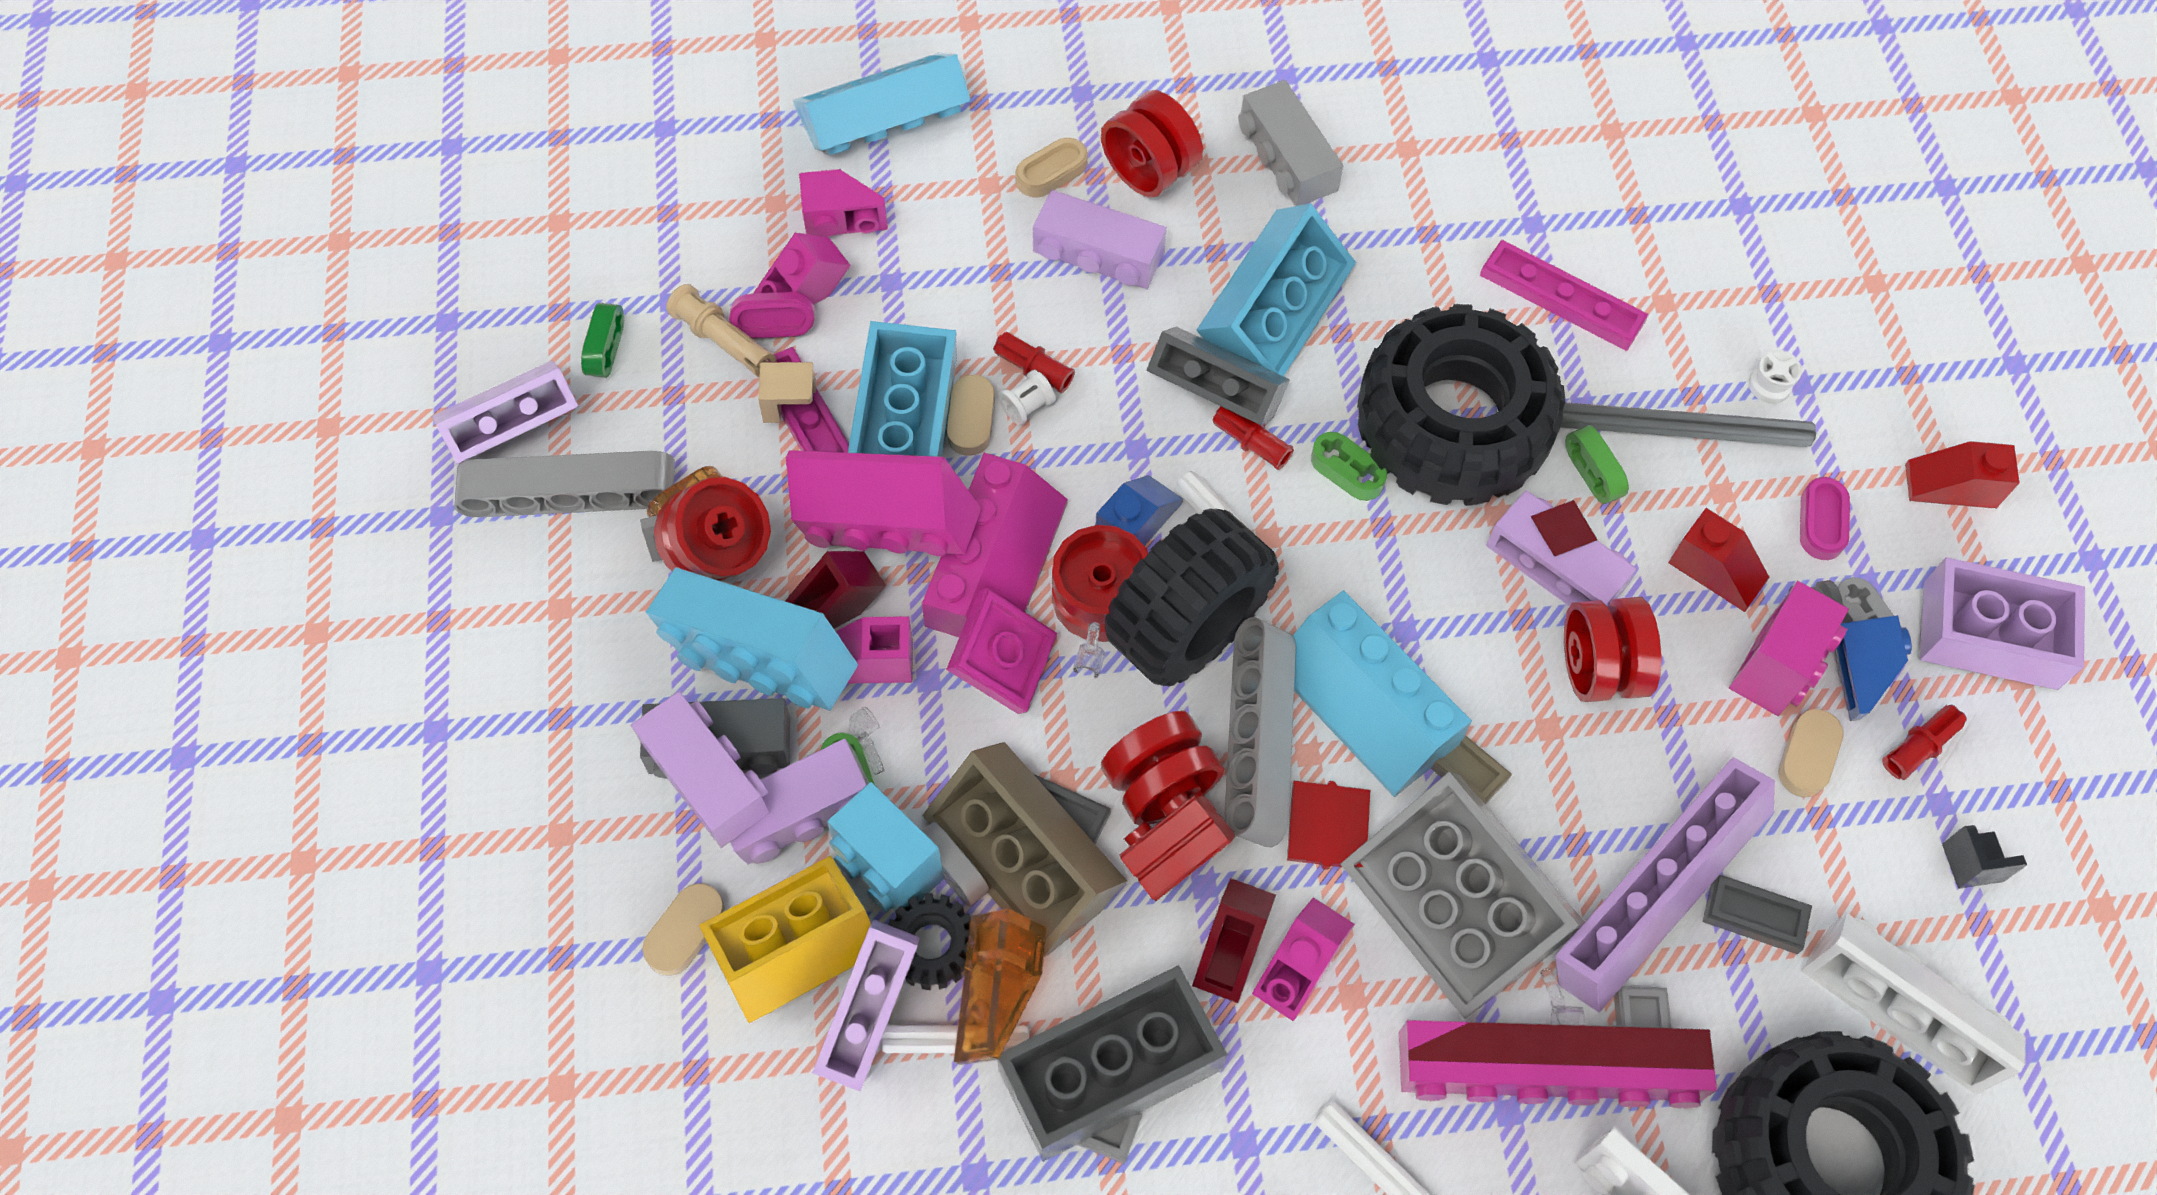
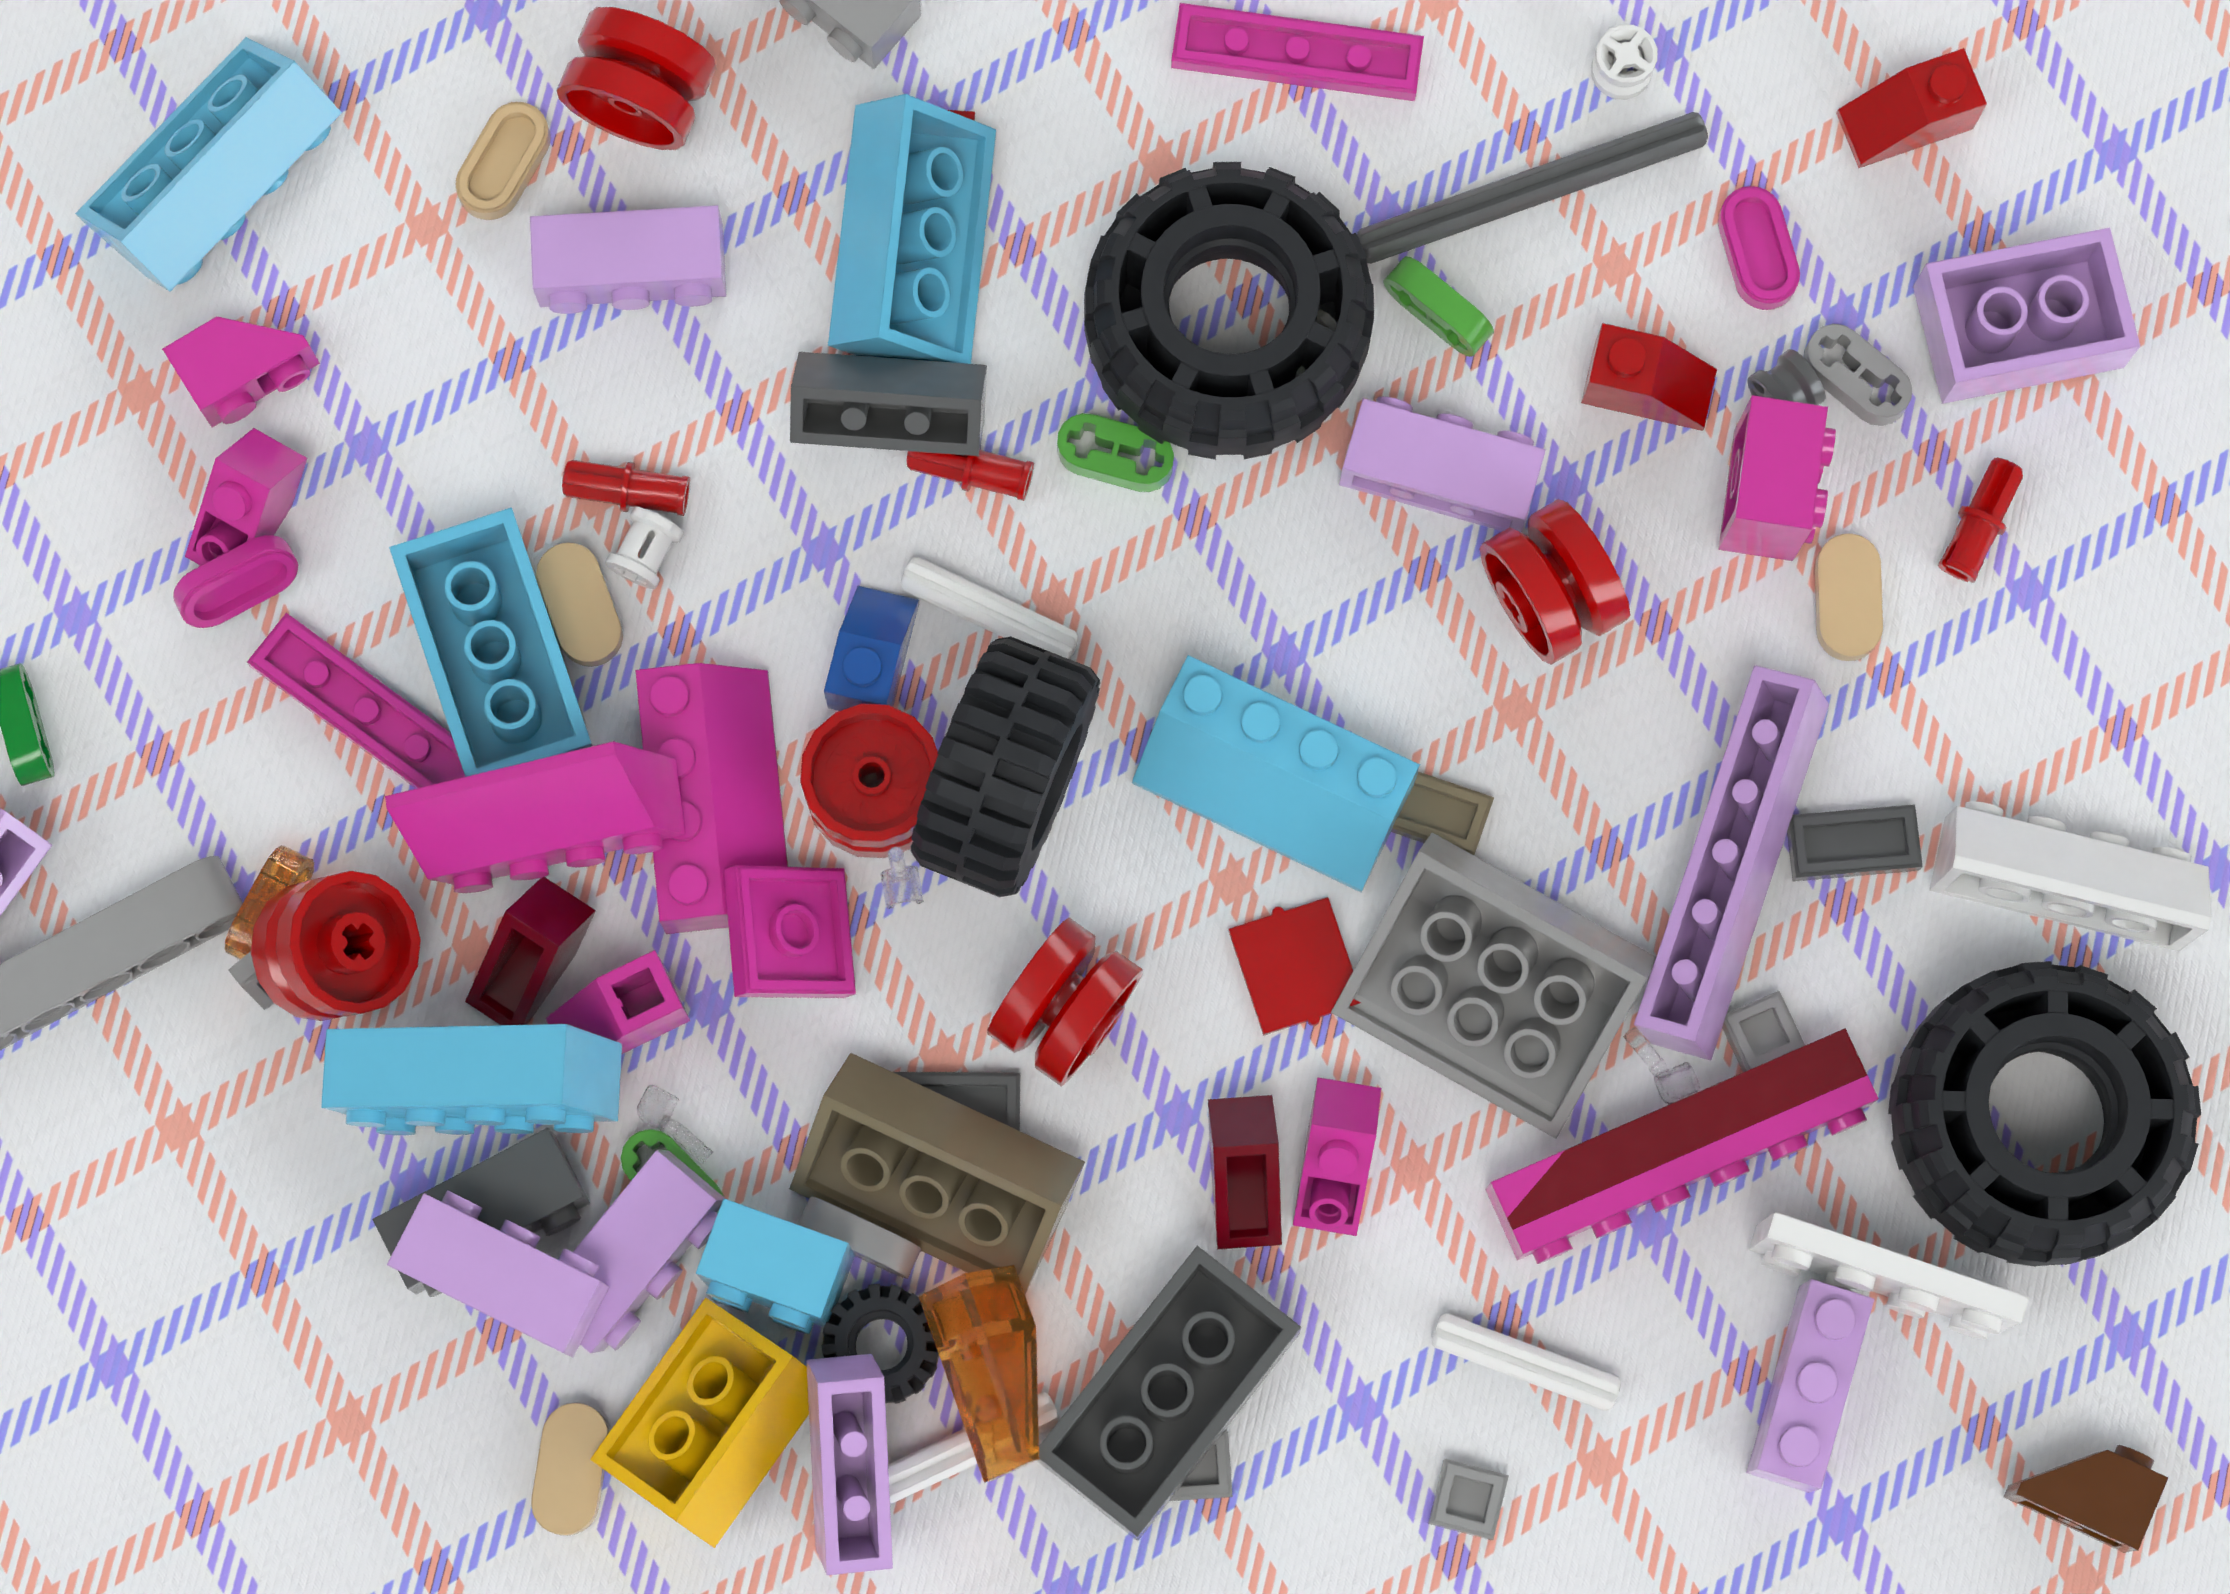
camera: 25 degrees left, 15 degrees up
(708, 321) = (154, 632): tan pin -> none
(784, 384) = (320, 692): tan panel -> none
(1175, 845) = (1126, 1091): brick -> none
(1260, 733) = (1162, 890): light grey beam -> none
(1564, 528) = (1432, 433): dark red sticker -> none
(1870, 661) = (1881, 445): blue slope -> none
(1978, 858) = (2093, 649): black panel -> none

